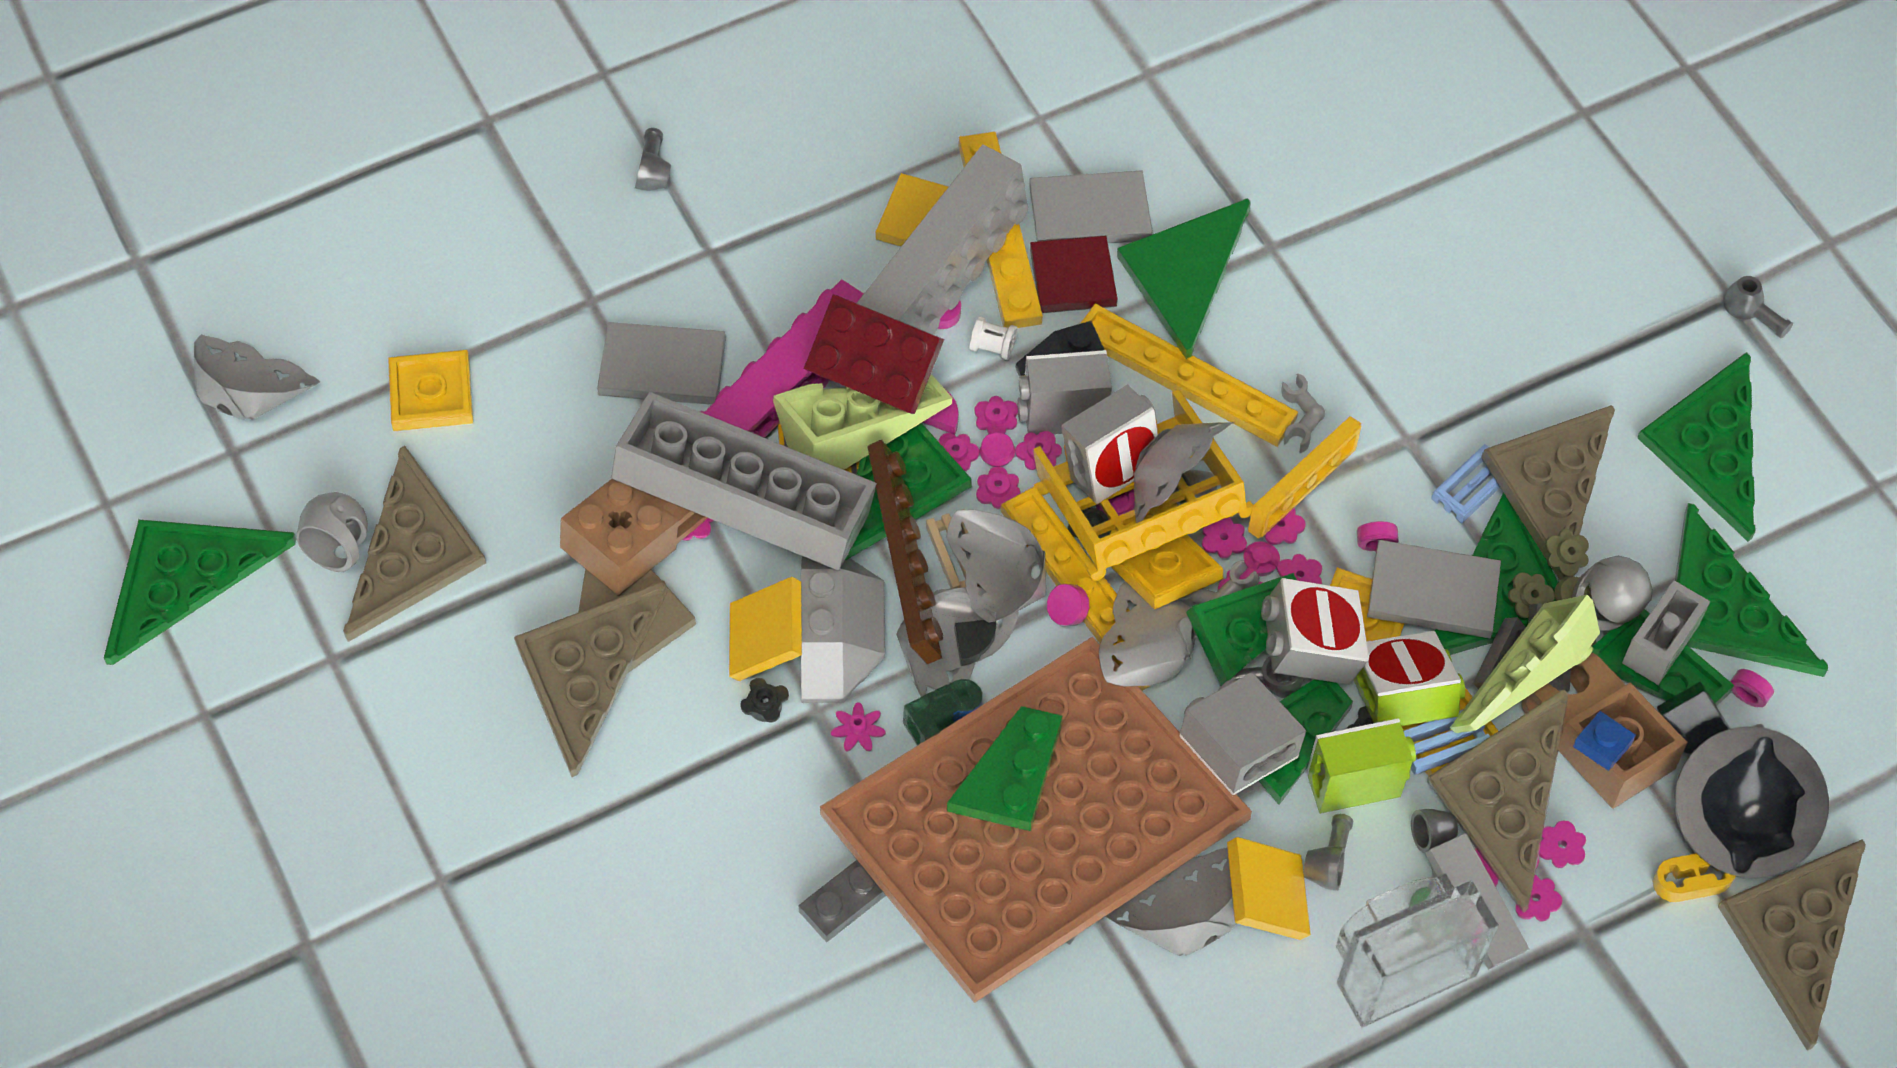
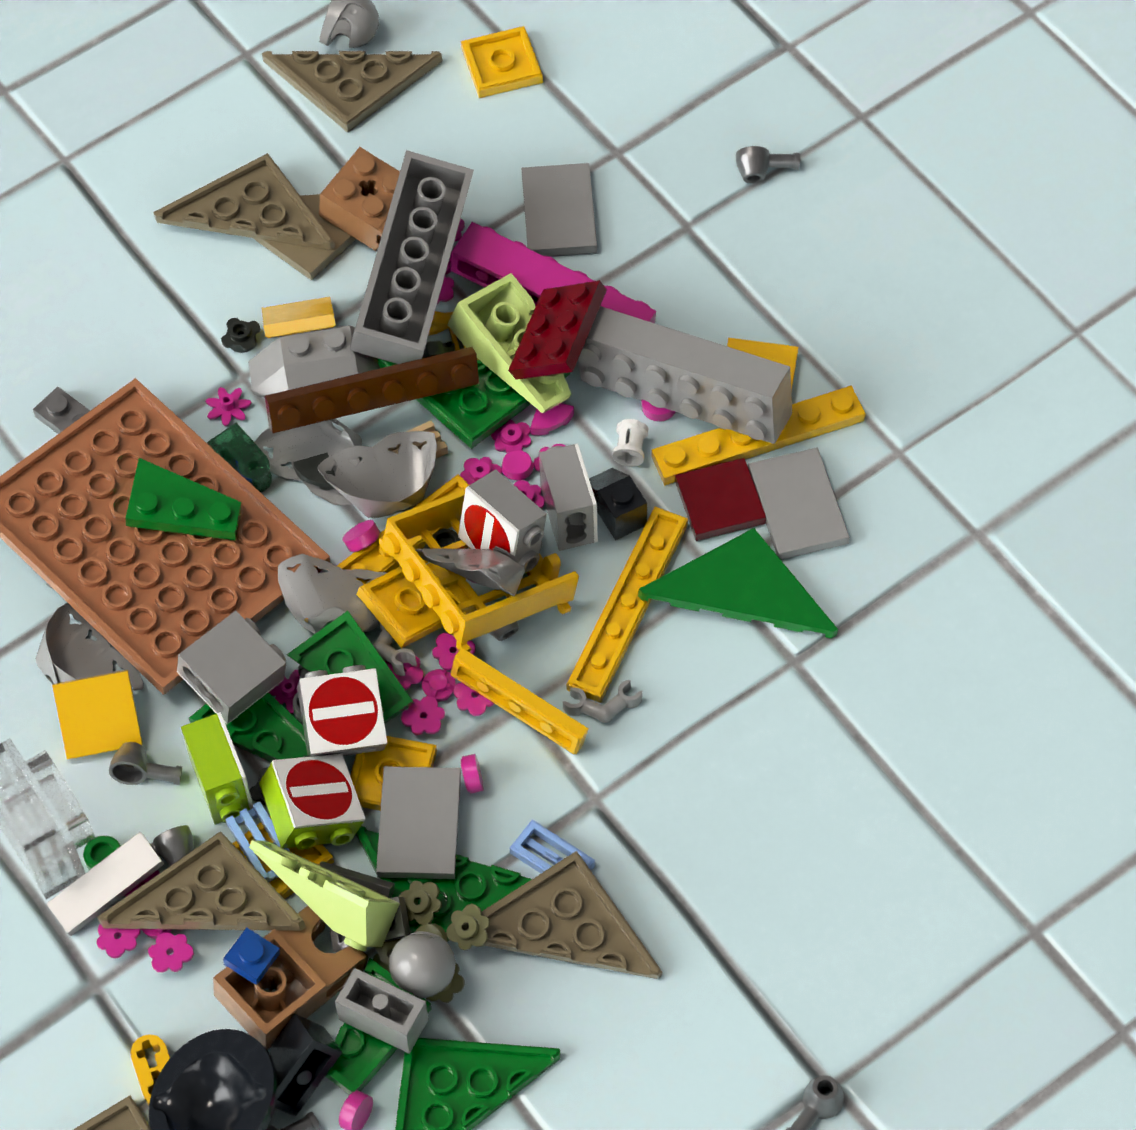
camera: 85 degrees right, 0 degrees up
(1711, 444) = (641, 1069): green tile -> none

